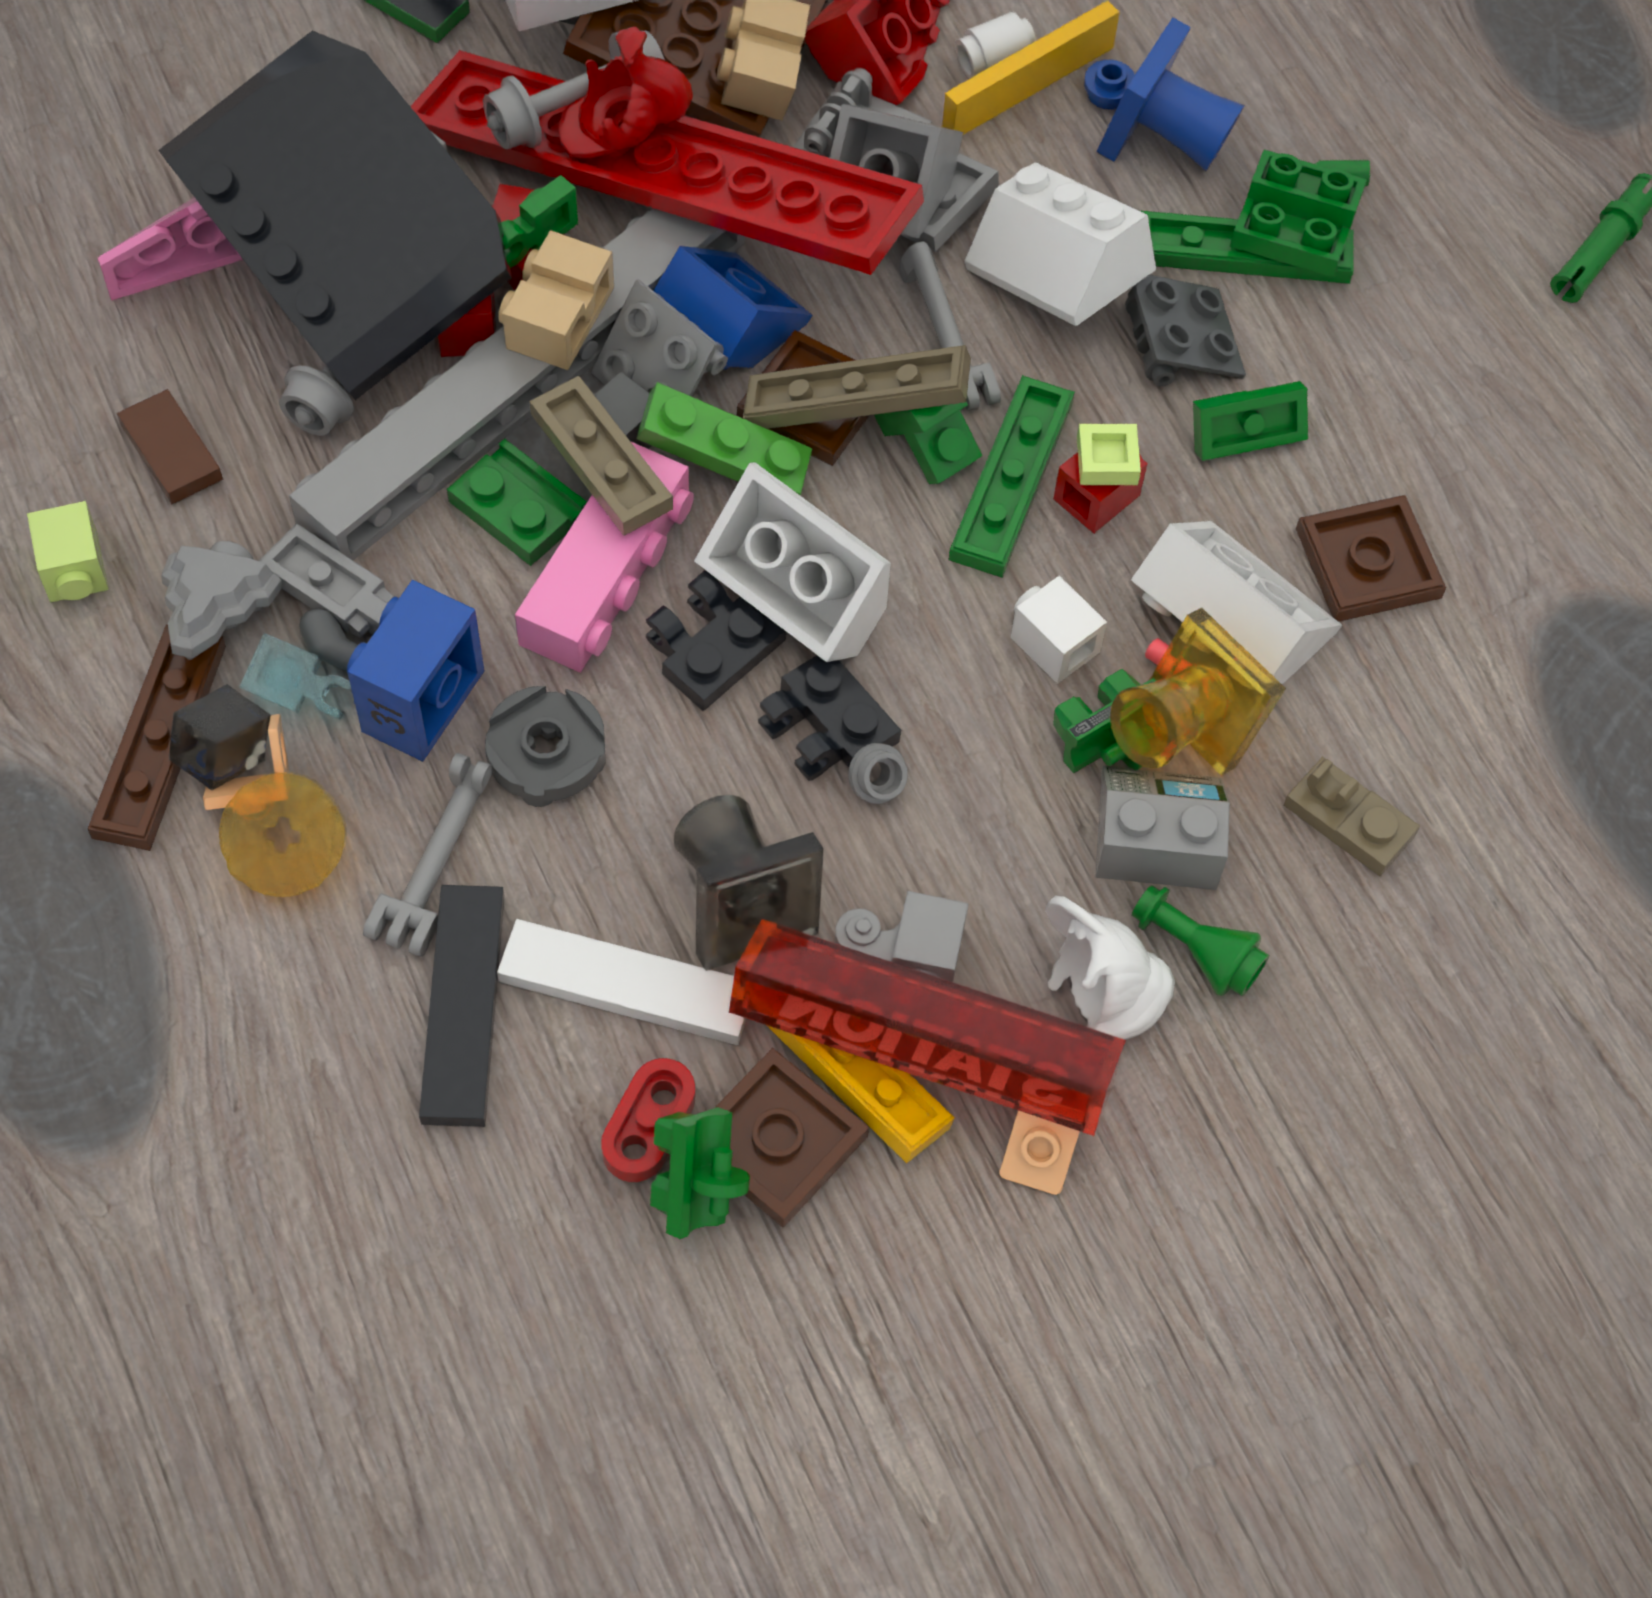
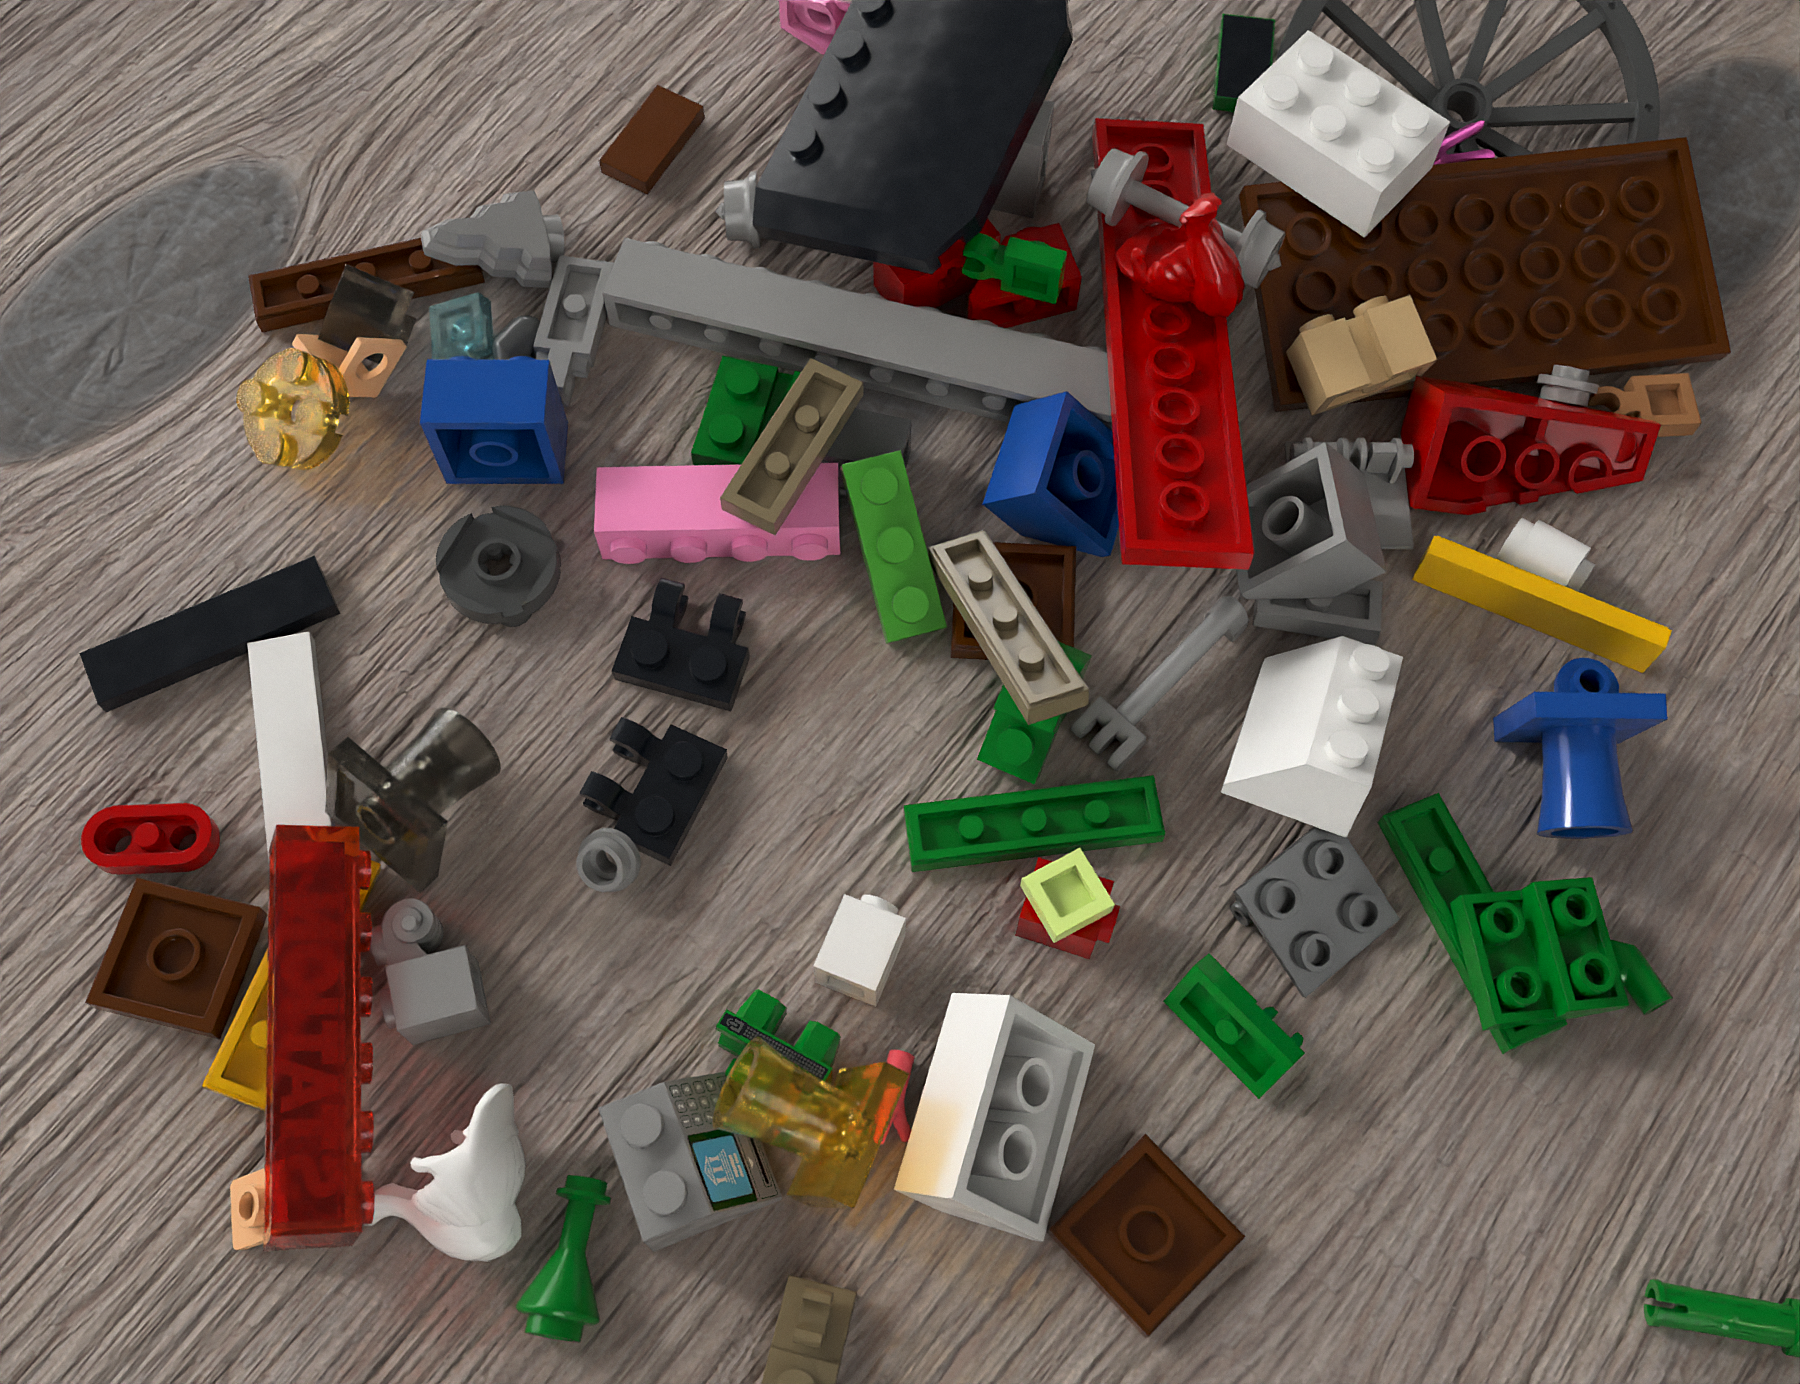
camera: 65 degrees right, 5 degrees up
(67, 552) = (497, 123): yellowish green brick -> none
(410, 910) = (274, 544): light grey hinge -> none
(557, 300) = (942, 327): tan brick -> none
(657, 345) = (963, 442): light grey hinge -> none
(700, 1172) = (91, 898): green hips -> none
(797, 566) = (767, 674): white slope -> none

